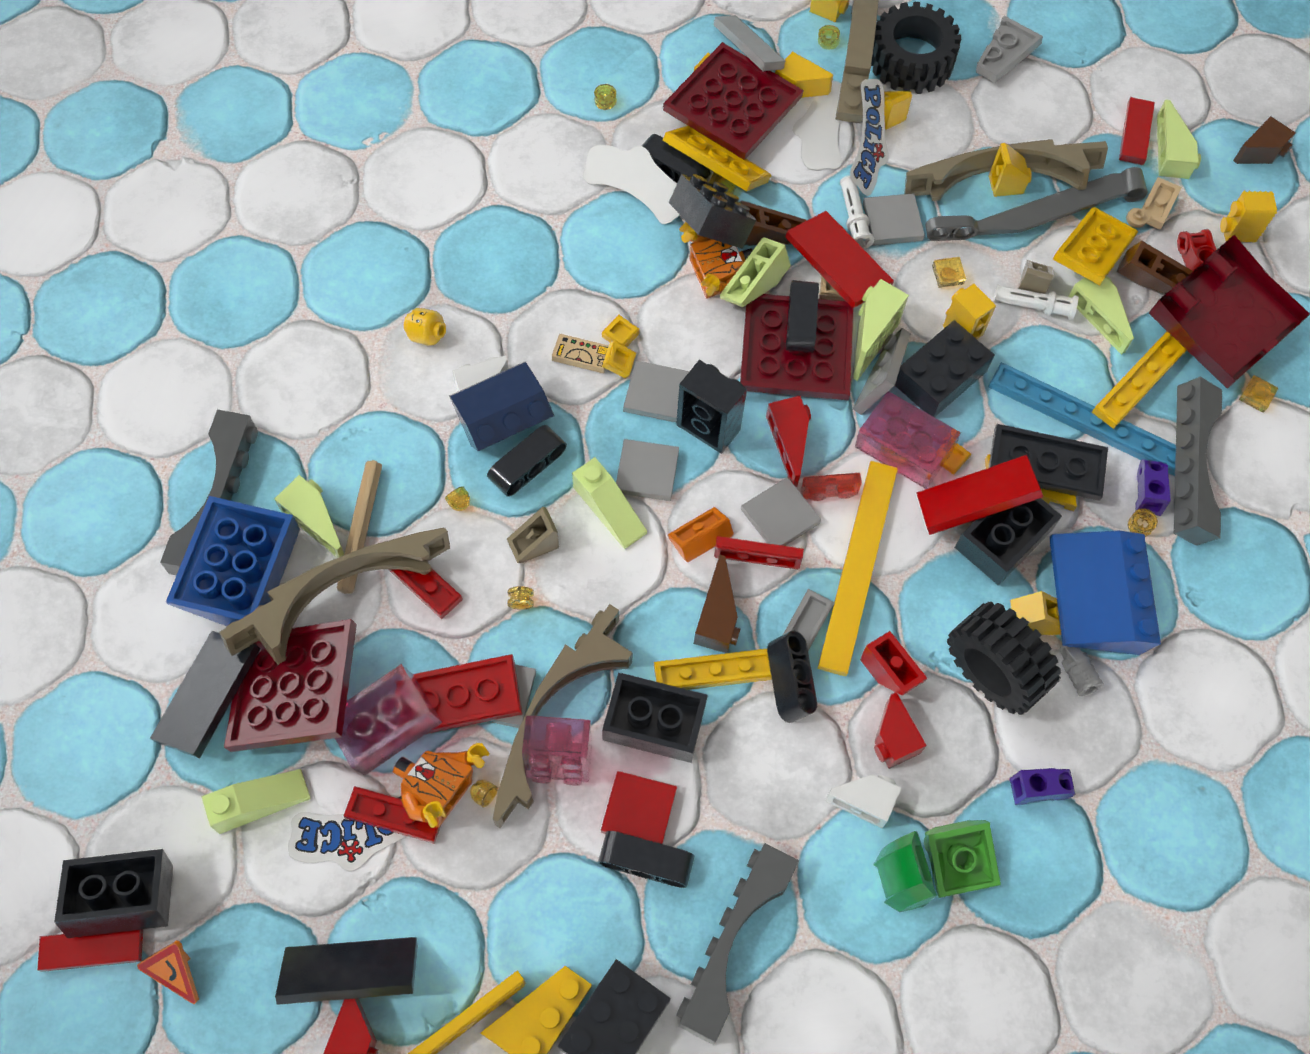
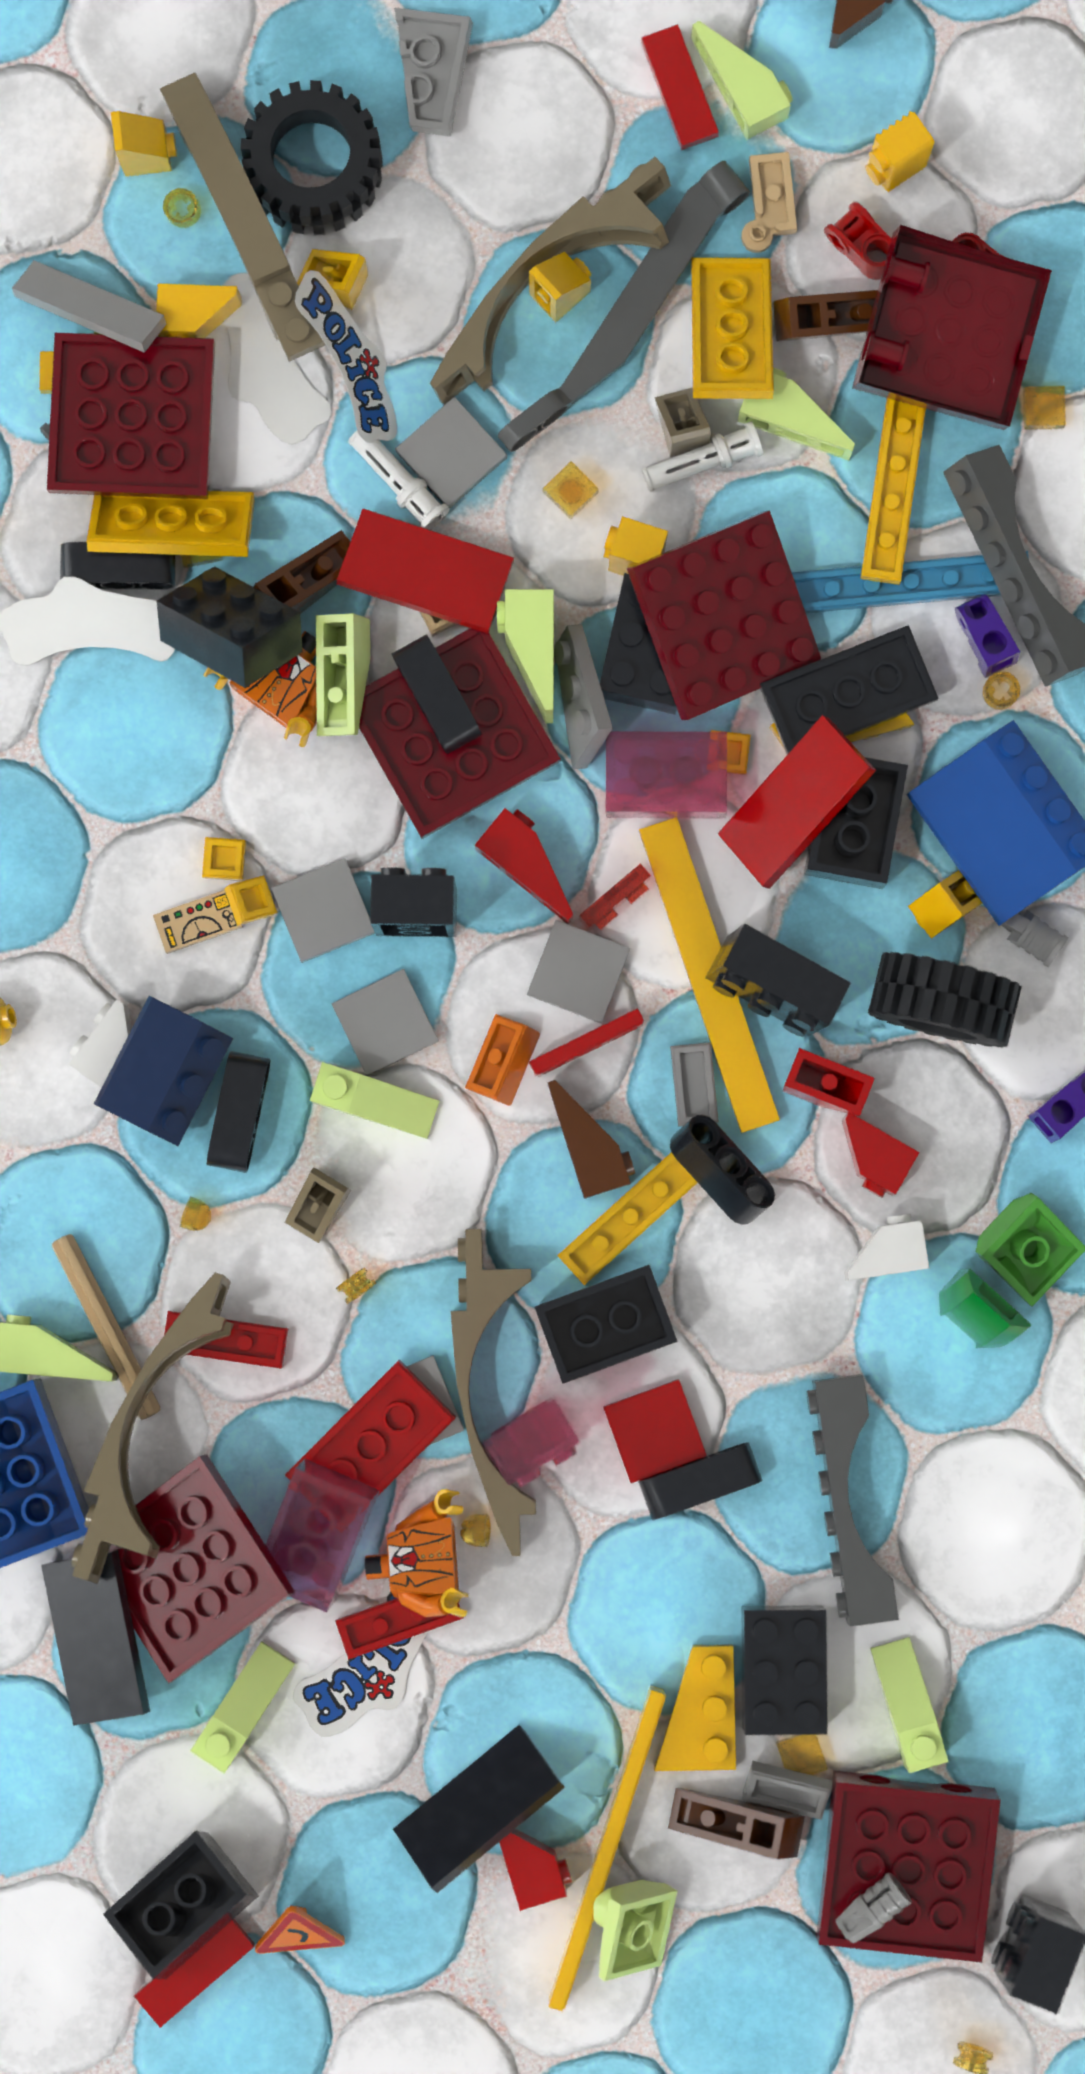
camera: 30 degrees left, 20 degrees up
(901, 584) = (777, 981): none -> black brick
(999, 371) = (724, 614): none -> dark red plate

